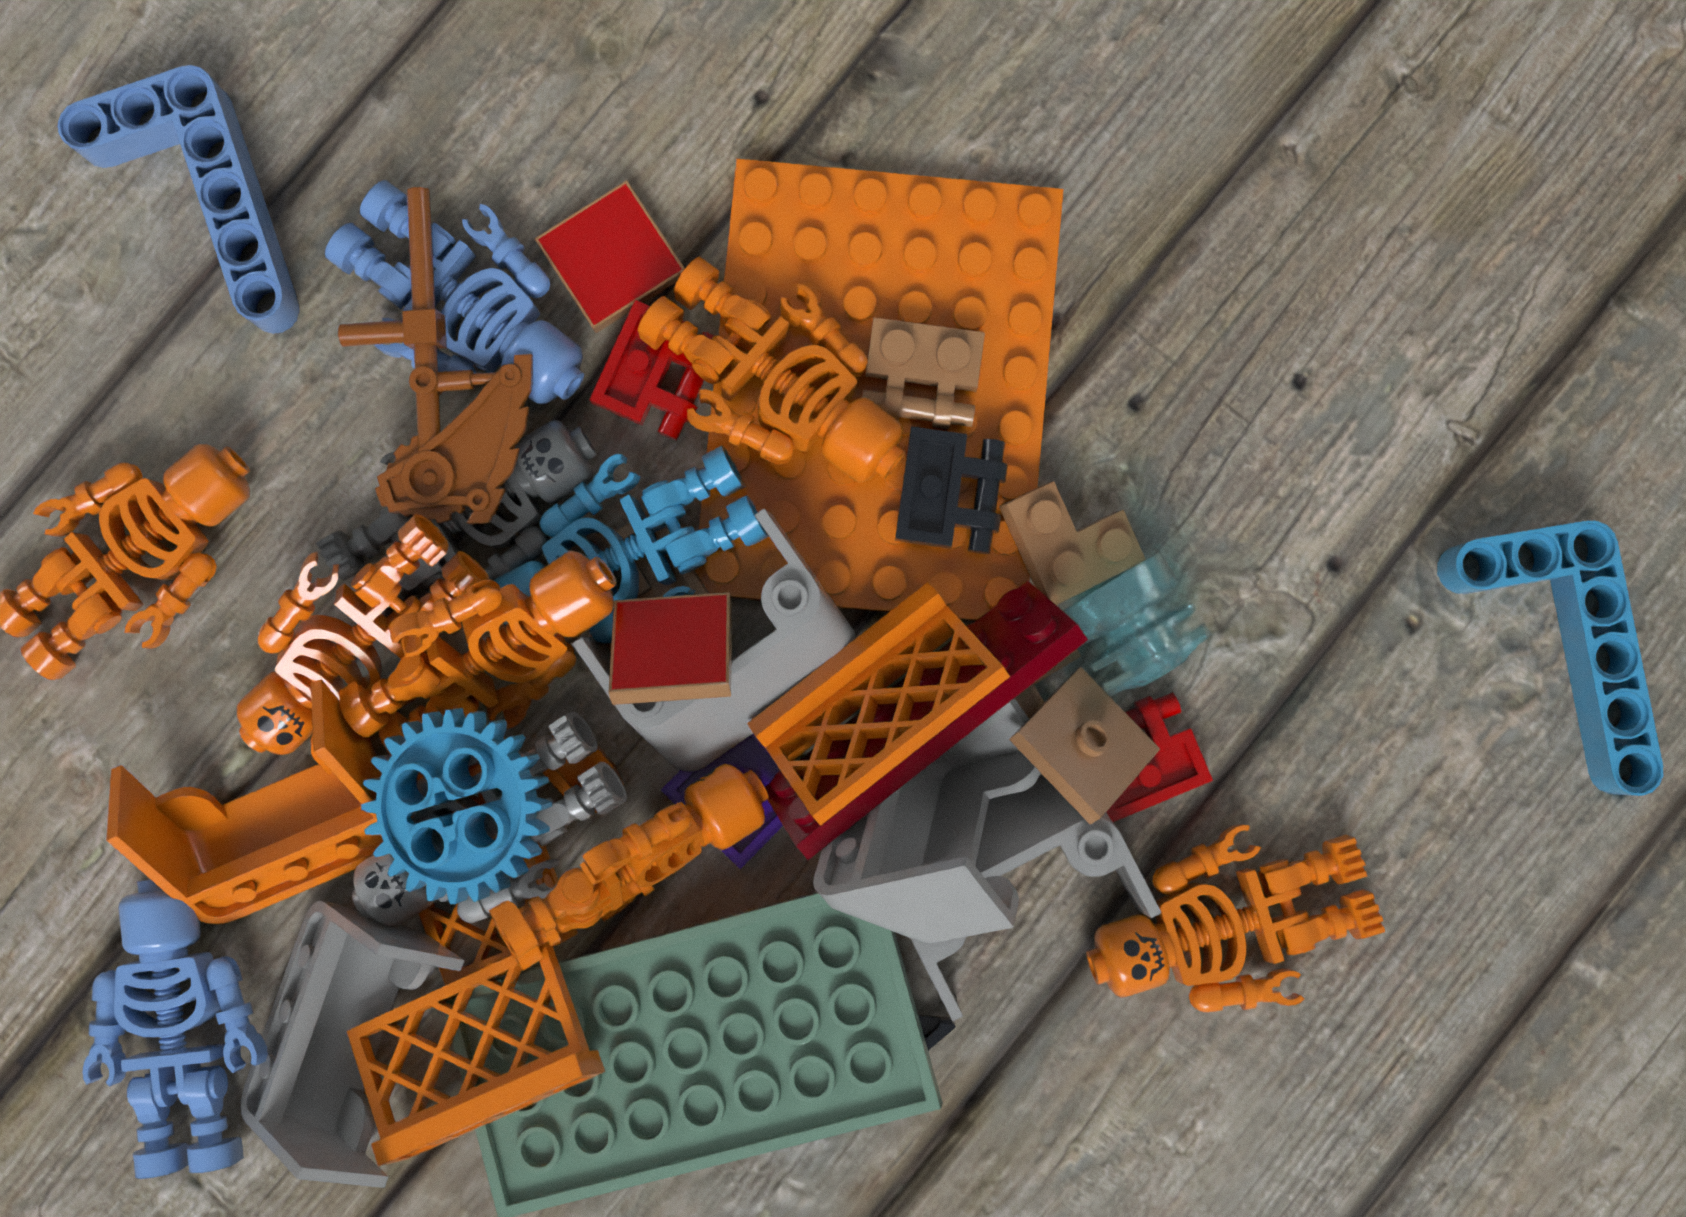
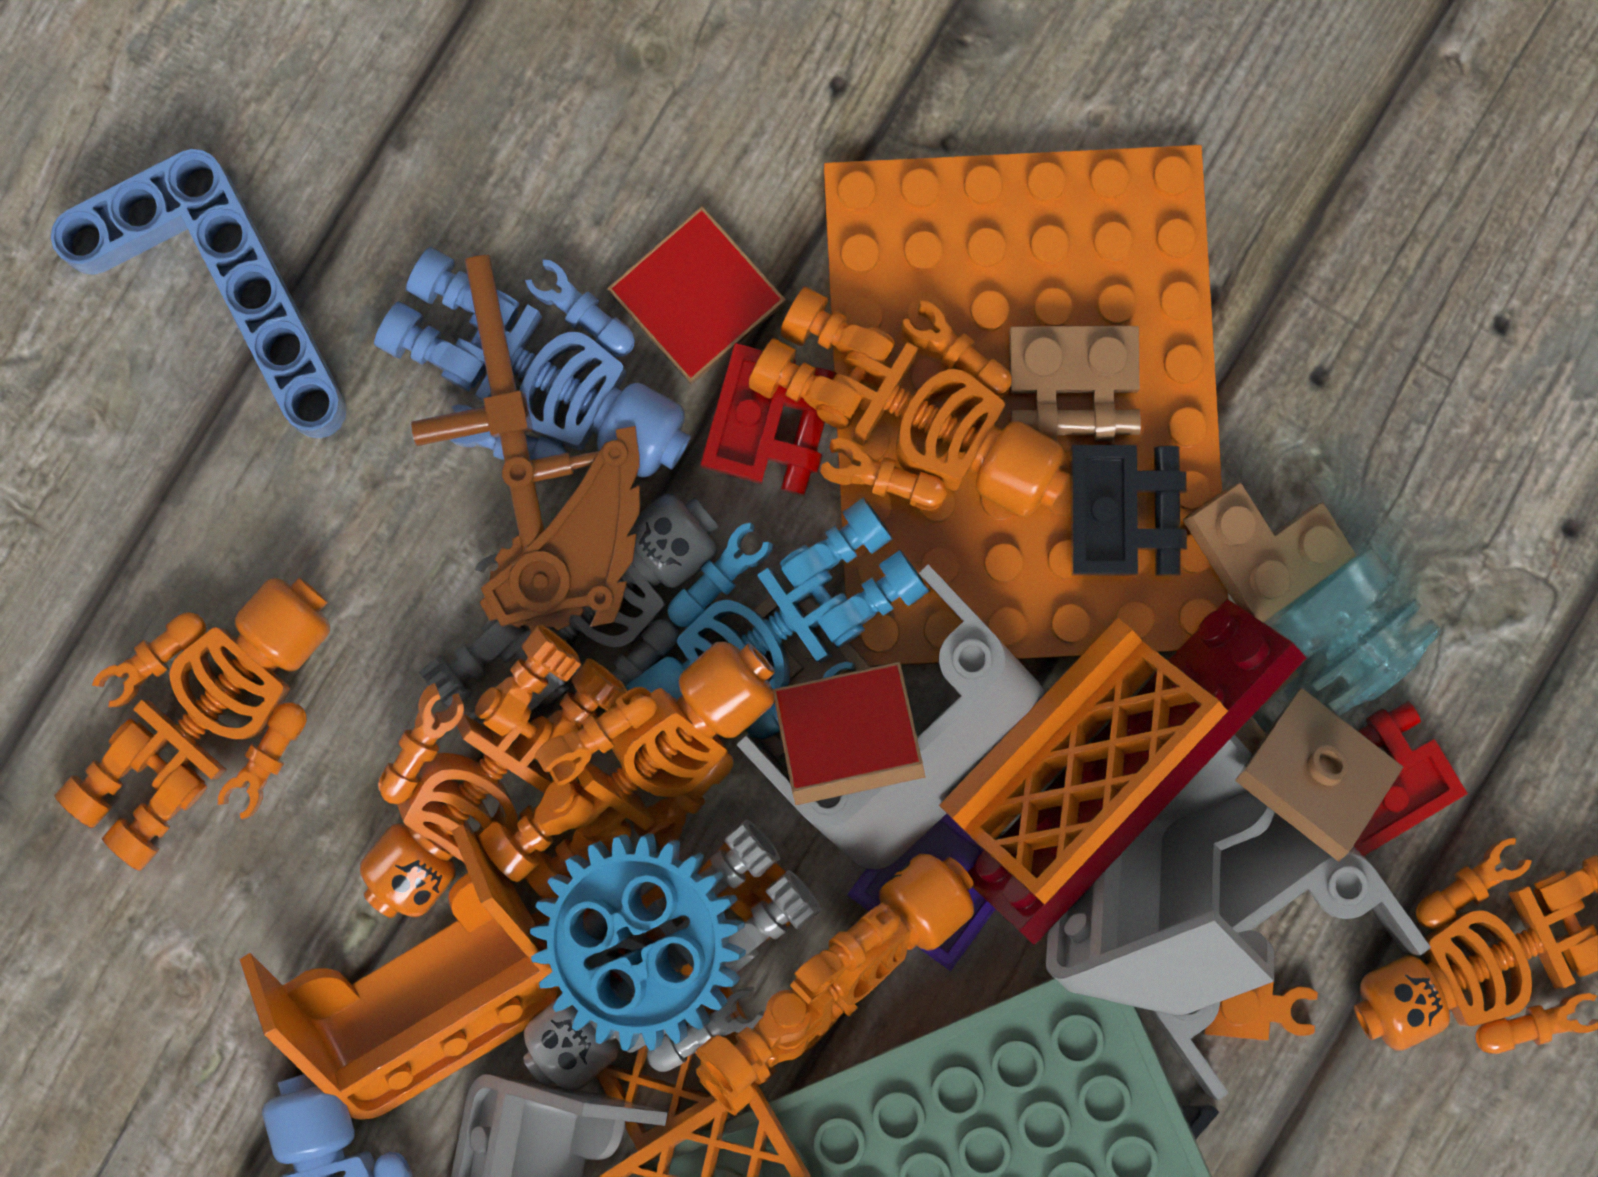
camera: 10 degrees left, 0 degrees up
(997, 947) = (1251, 1013): none -> orange plate

